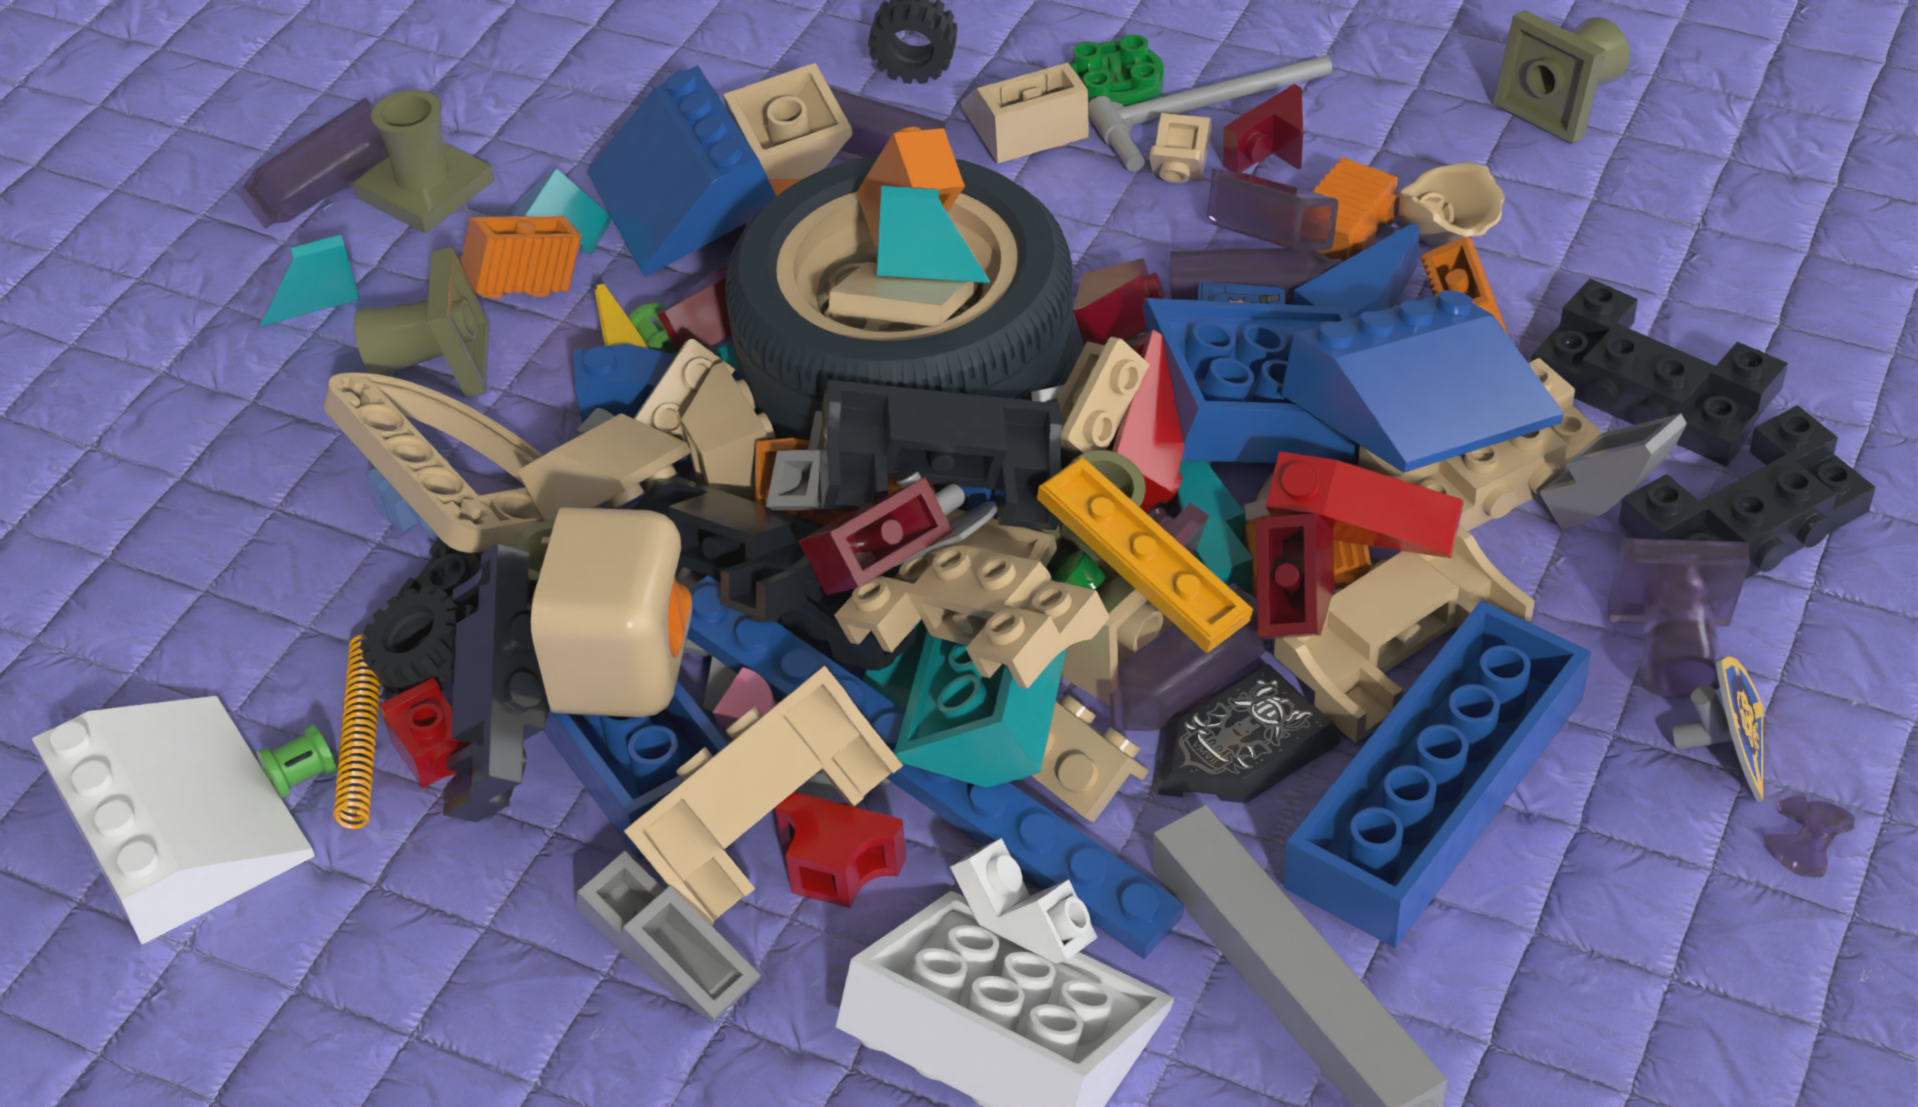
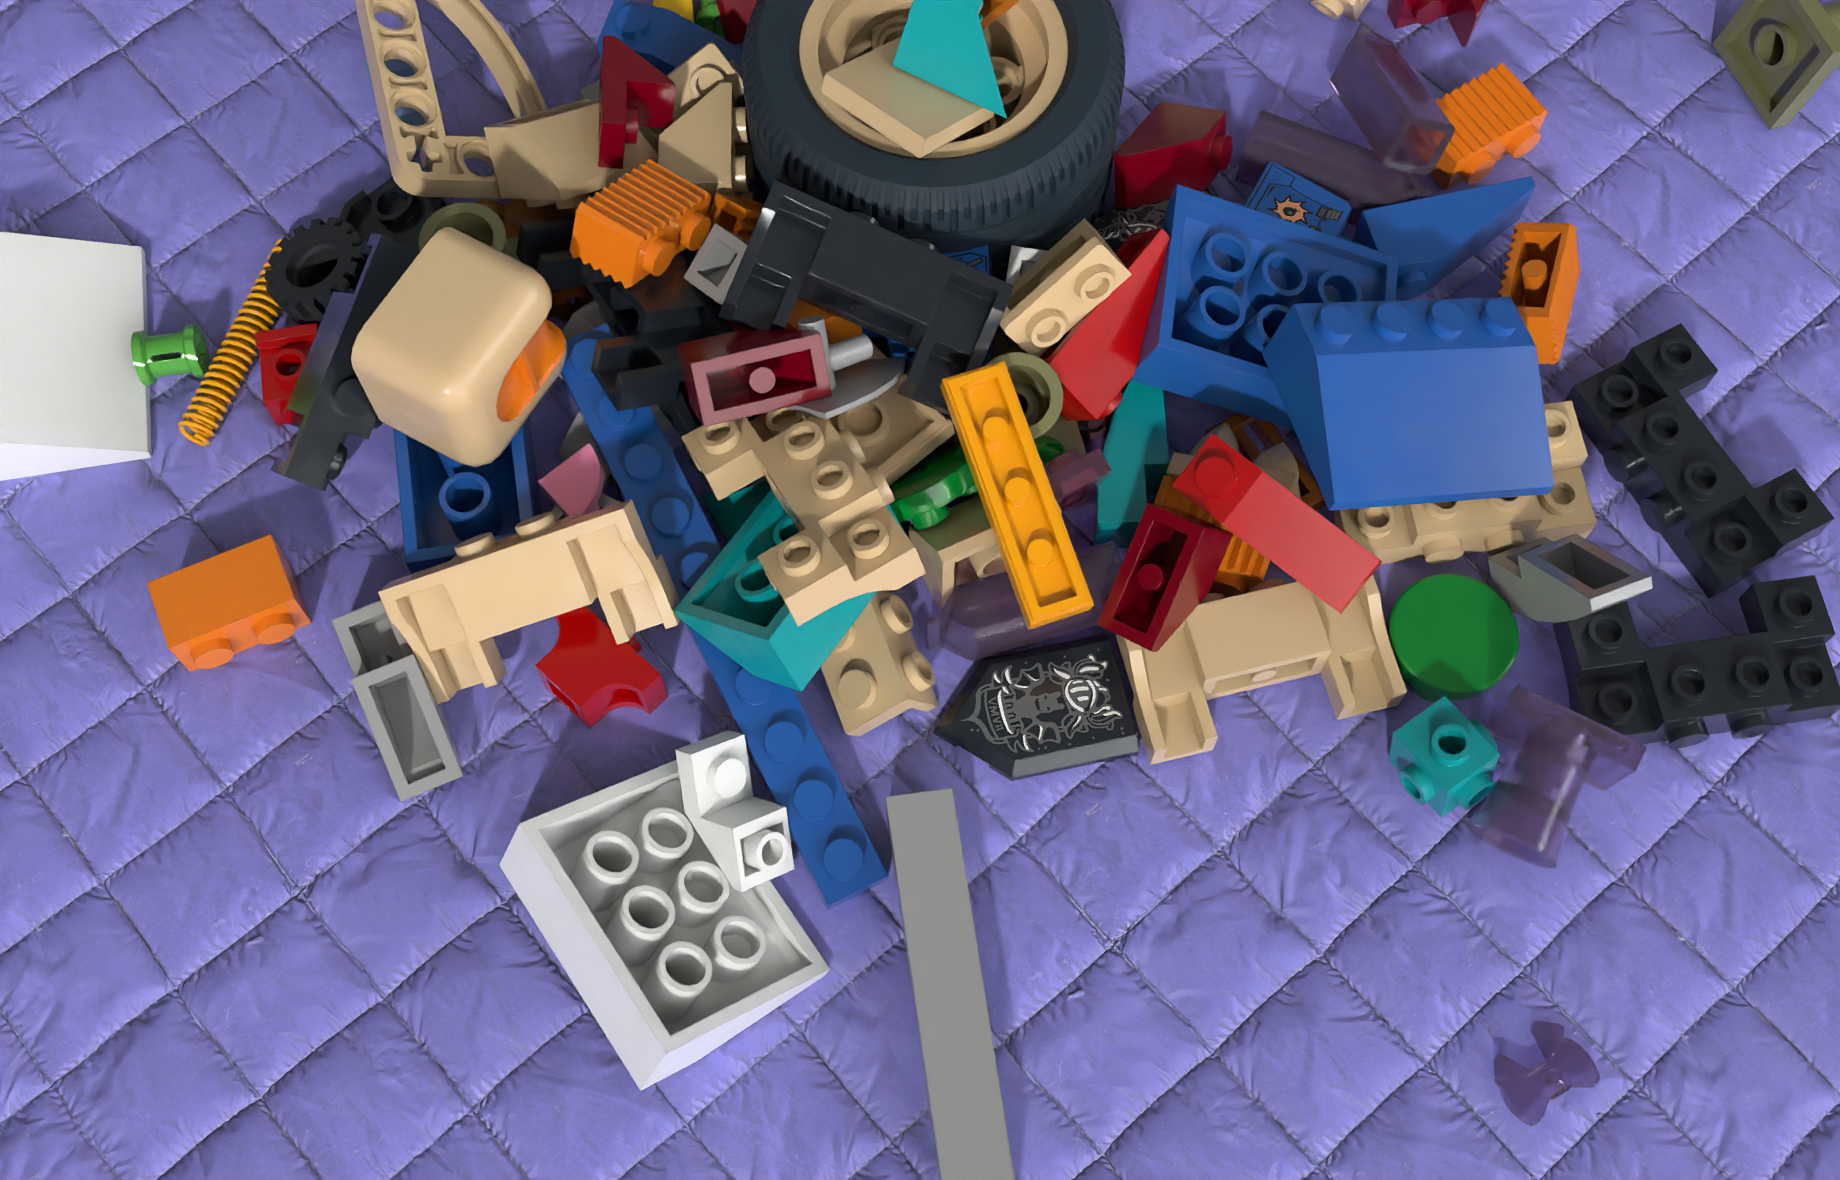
camera: 20 degrees right, 20 degrees up
(464, 927) = (229, 604): none -> orange piece
(641, 399) = (629, 97): none -> dark red slope
(710, 476) = (640, 223): none -> orange brick
(1435, 773) = (1203, 844): blue brick -> none
(1452, 202) = (1589, 165): tan hair -> none
(1547, 558) = (1452, 637): none -> green tile
(1601, 626) = (1444, 758): none -> teal brick
(1738, 723) = (1536, 918): shield -> none

